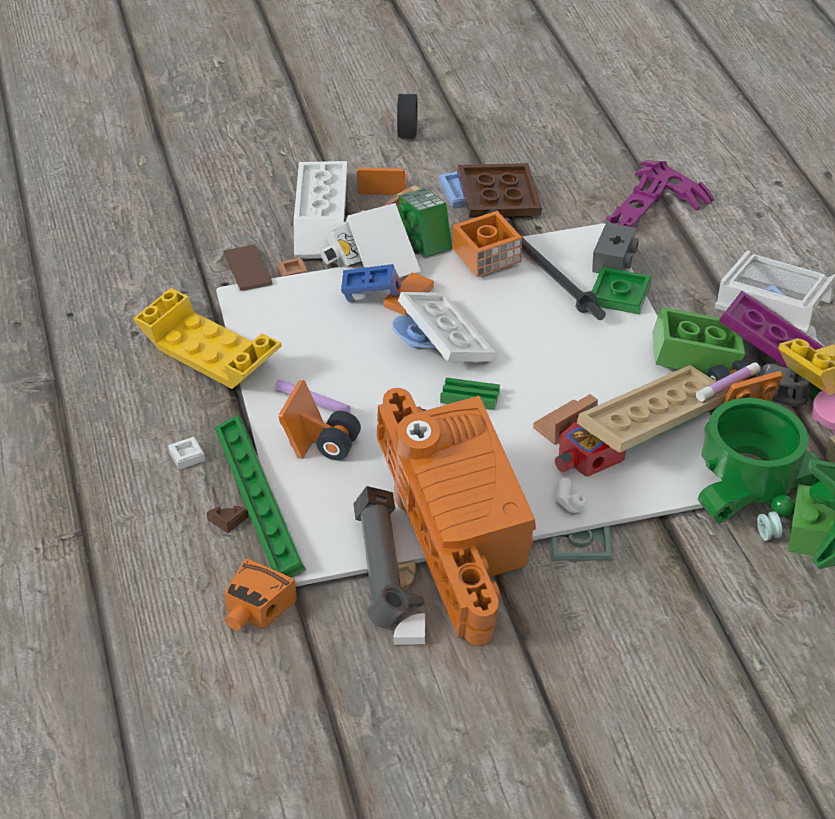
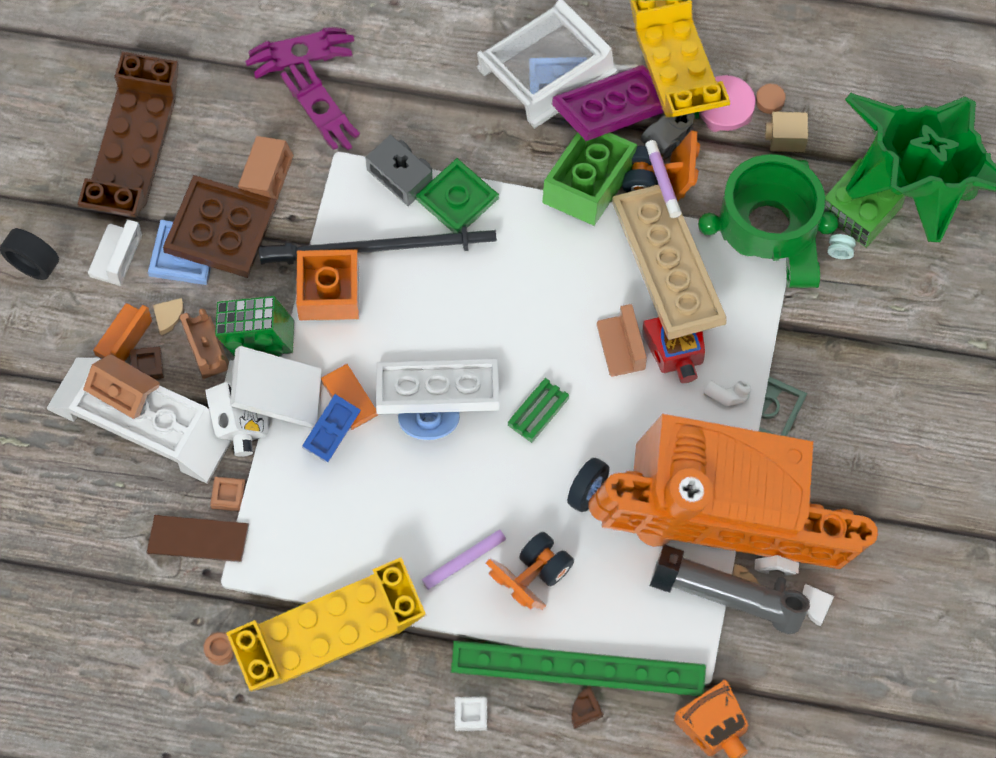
camera: 65 degrees left, 25 degrees up
(330, 167) = (120, 385): none -> nougat panel
(368, 199) = (148, 361): none -> reddish brown tile
(429, 585) = (777, 562): none -> white tile
(443, 158) = (115, 252): none -> white panel
(536, 136) = (132, 135): none -> reddish brown slope
(563, 197) = (266, 167): none -> nougat hinge

